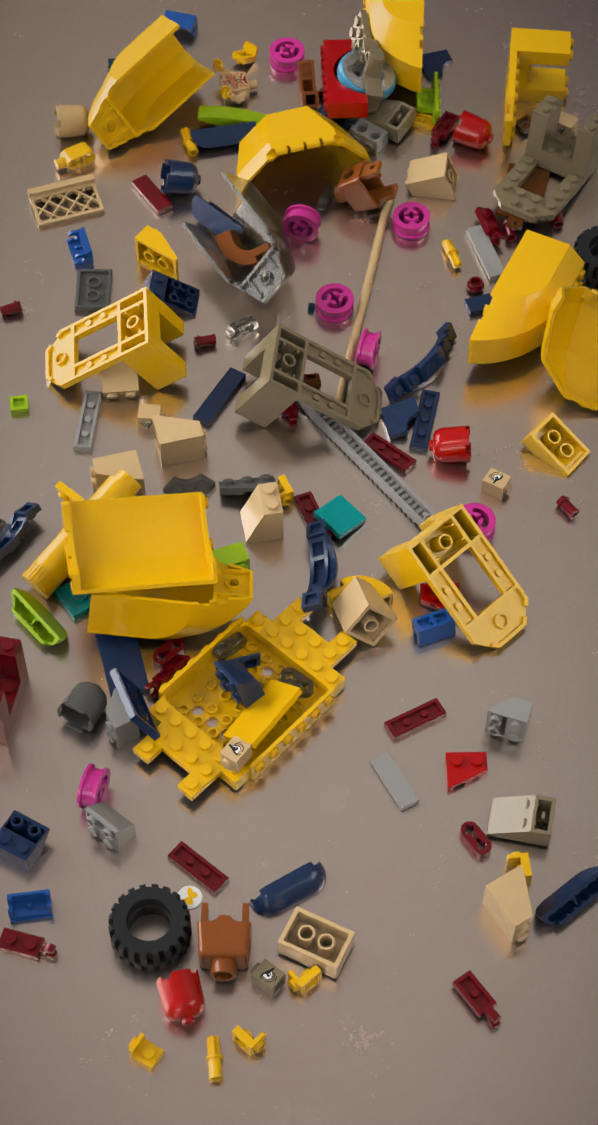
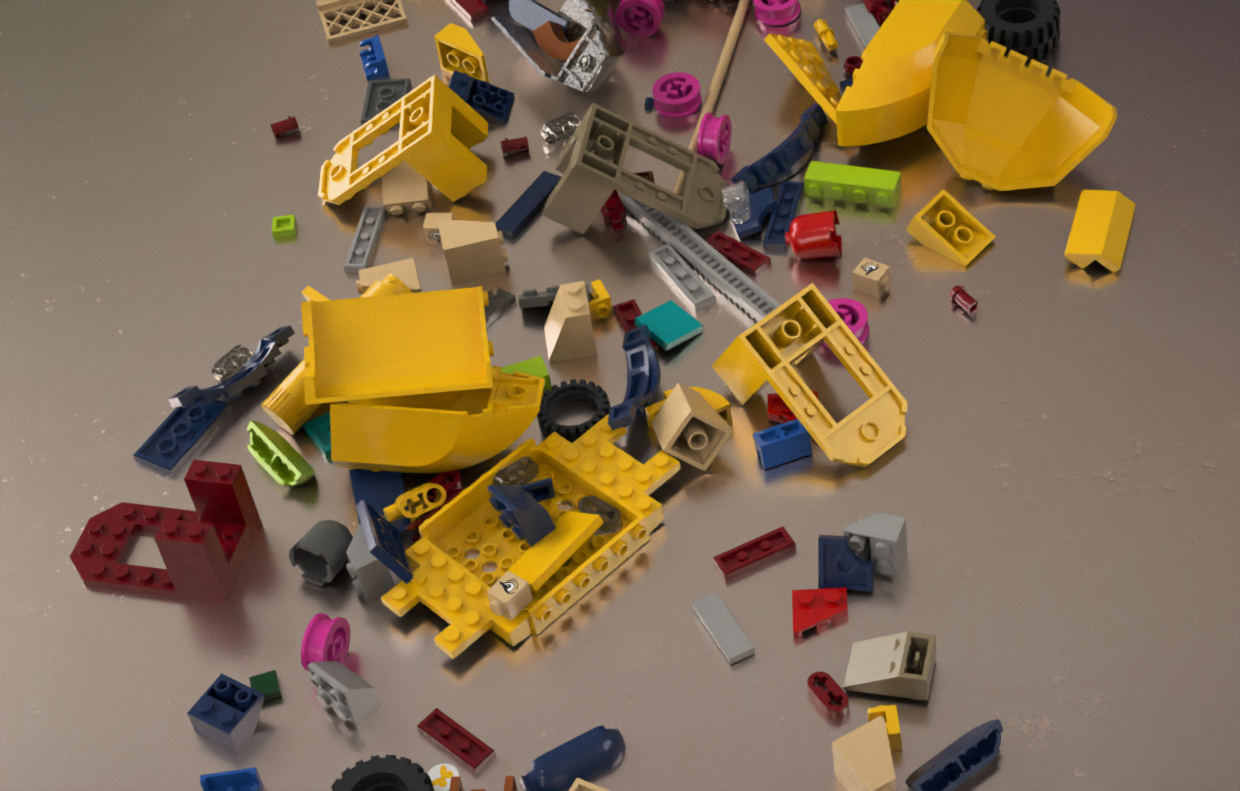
camera: 10 degrees right, 10 degrees down
(46, 816) = (267, 684): none -> dark green tile
(152, 667) = (397, 510): none -> yellow piece
(275, 574) = (571, 393): none -> black tyre
(347, 472) = (682, 277): none -> light grey tile
(389, 409) = (736, 200): none -> clear piece
(440, 287) = (809, 68): none -> yellow wing
(478, 396) = (852, 183): none -> lime brick
(483, 737) = (841, 567): none -> dark blue tile

